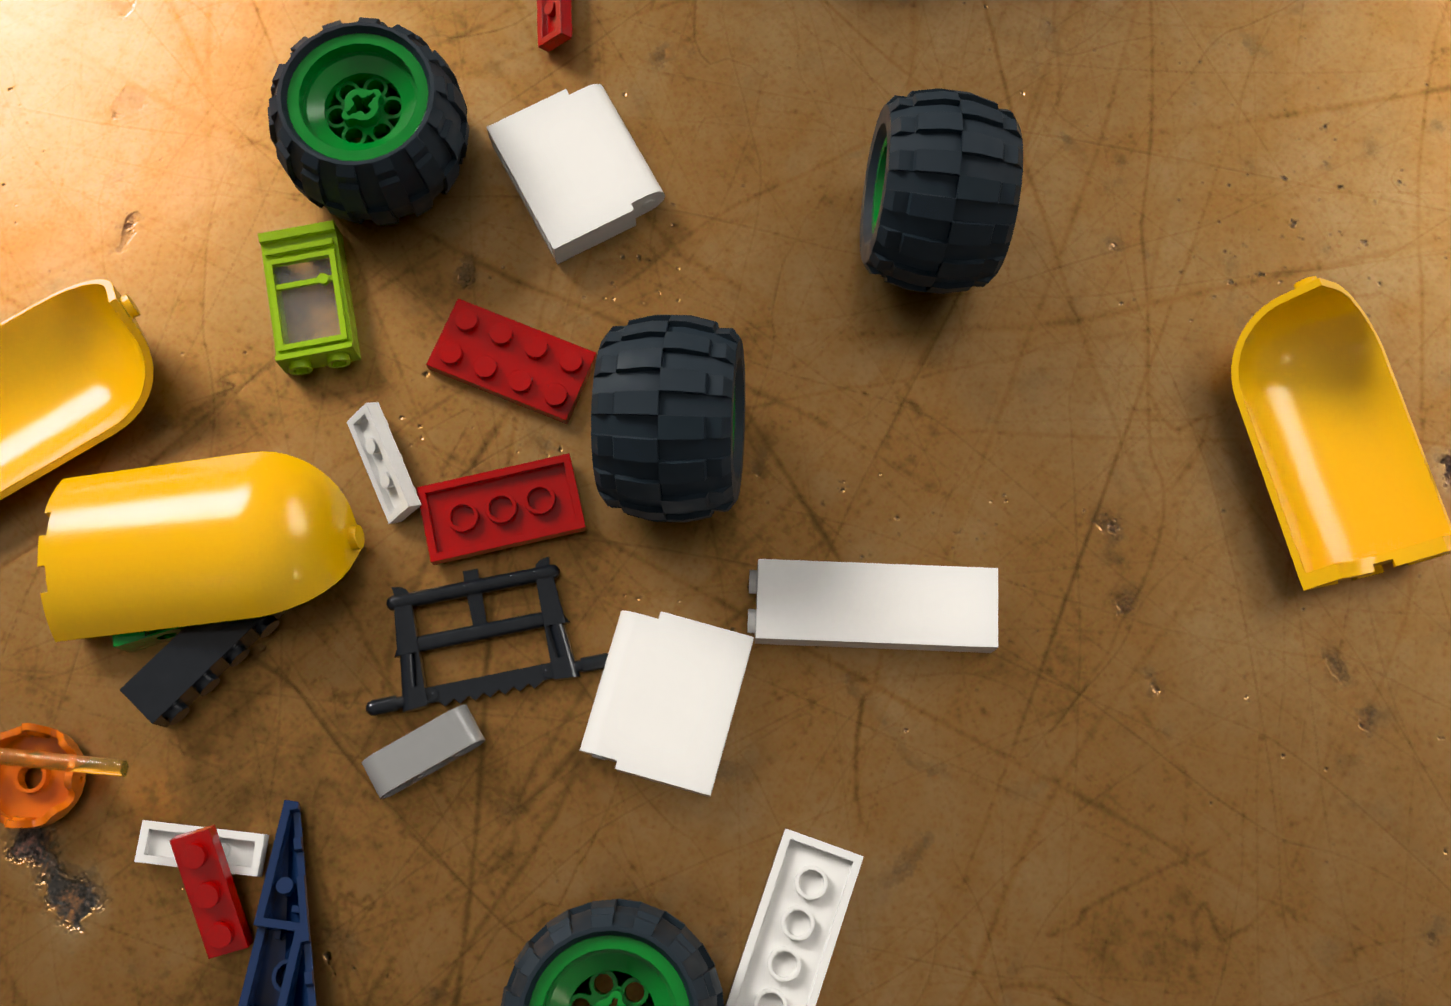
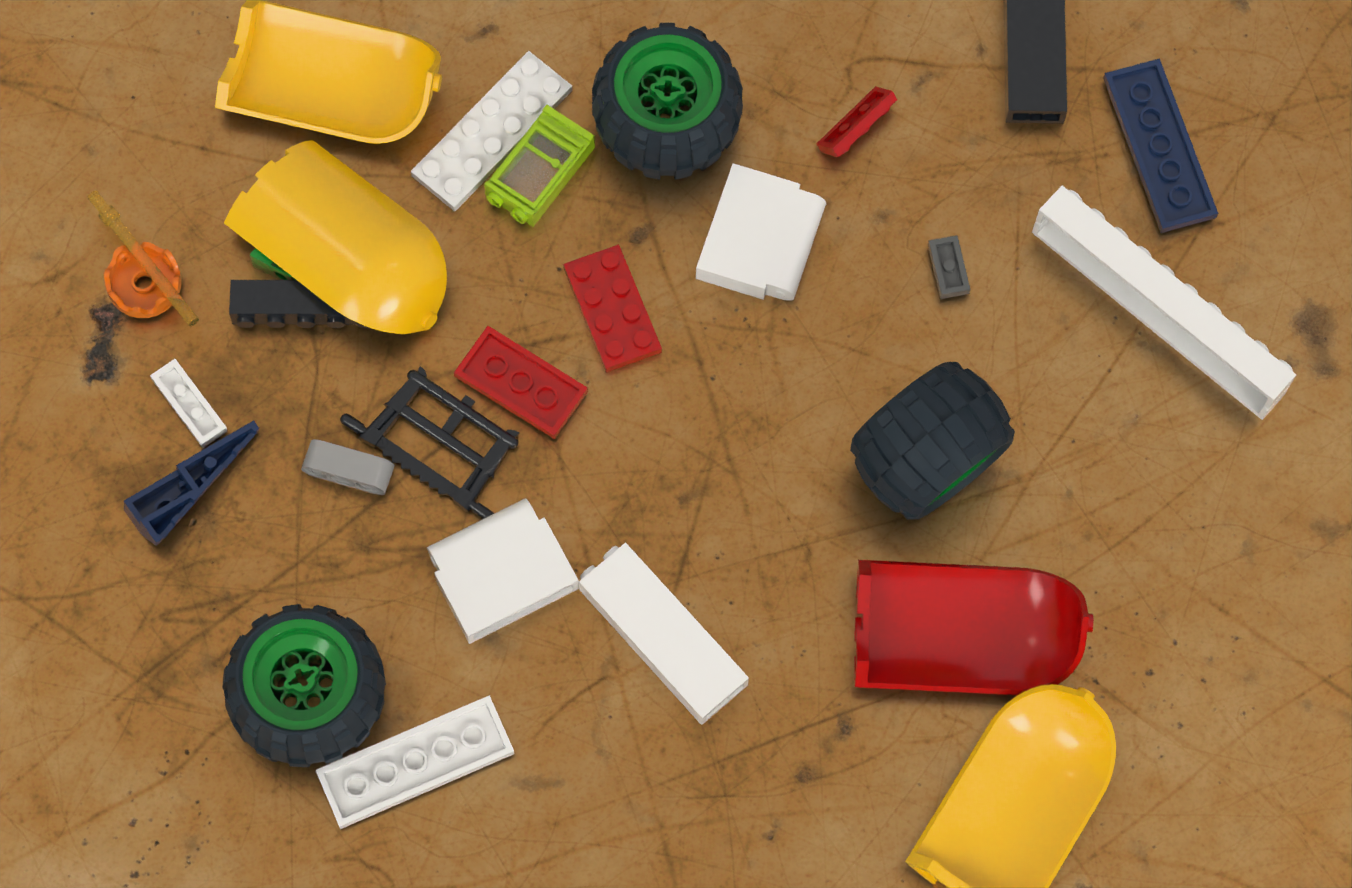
camera: 45 degrees right, 5 degrees down
(211, 891) = (172, 428): red plate -> none
(229, 311) = (490, 131): none -> white plate
(383, 462) = (485, 295): white plate -> none
(669, 418) = (652, 417): black wheel -> none
(765, 43) = (948, 267): none -> dark grey plate
(1128, 331) = (966, 627): none -> red panel

